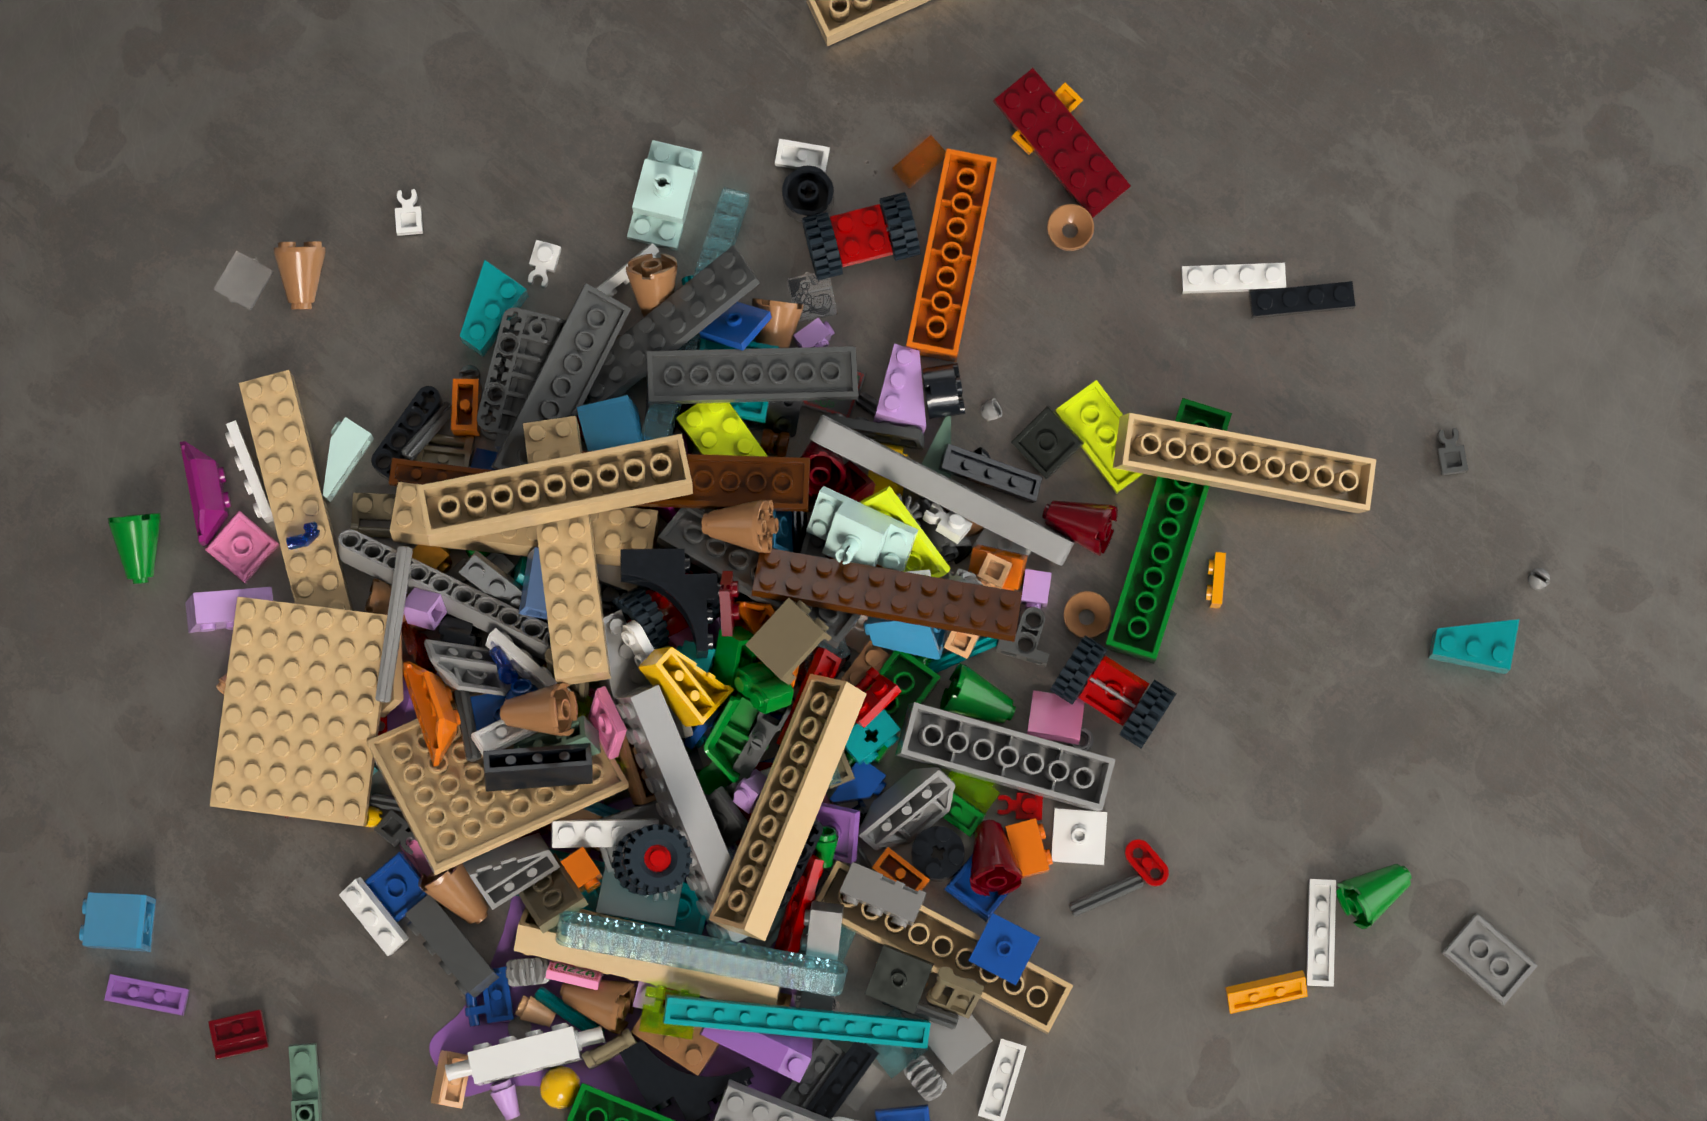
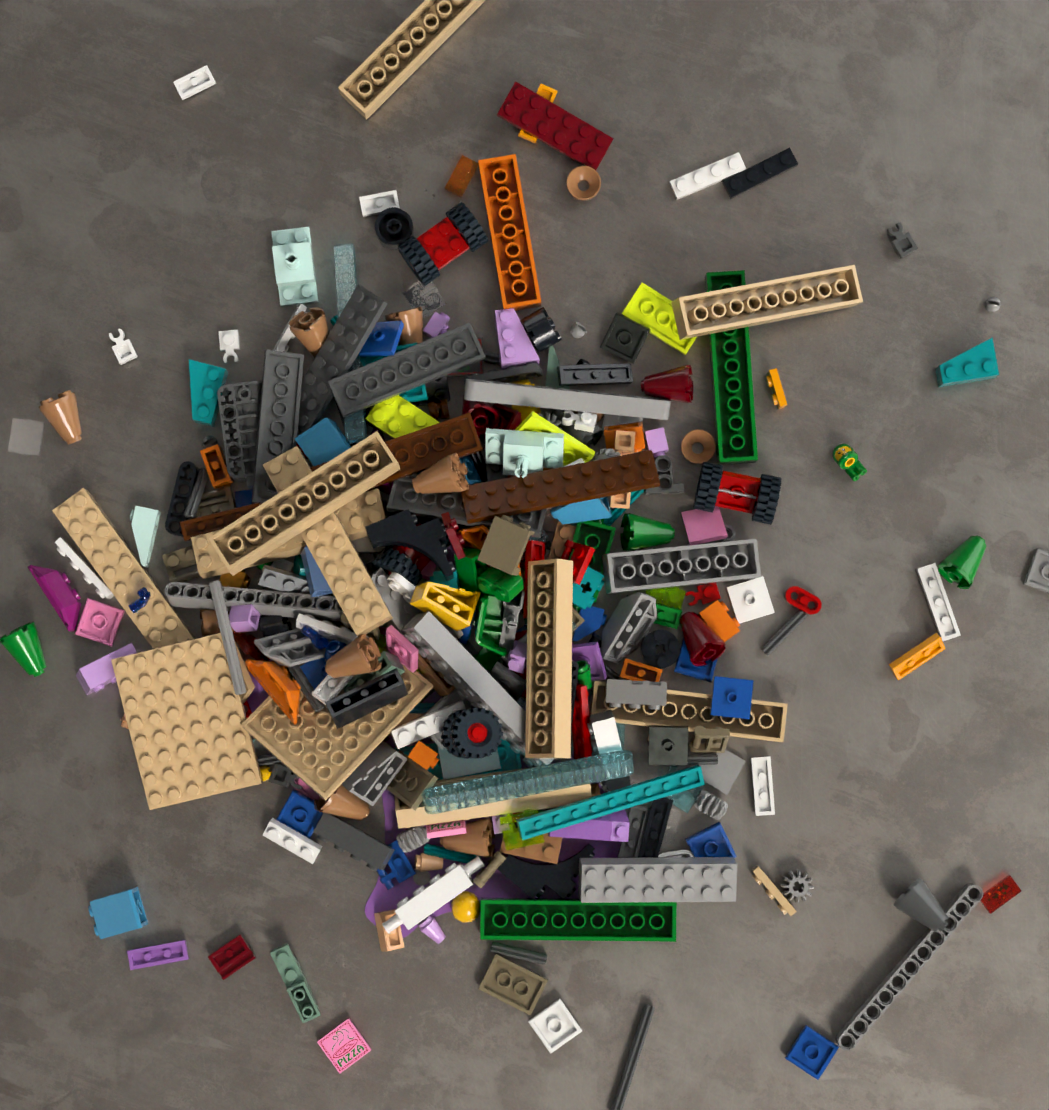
camera: 25 degrees left, 5 degrees up
(1273, 704) = (848, 459): none -> green piece

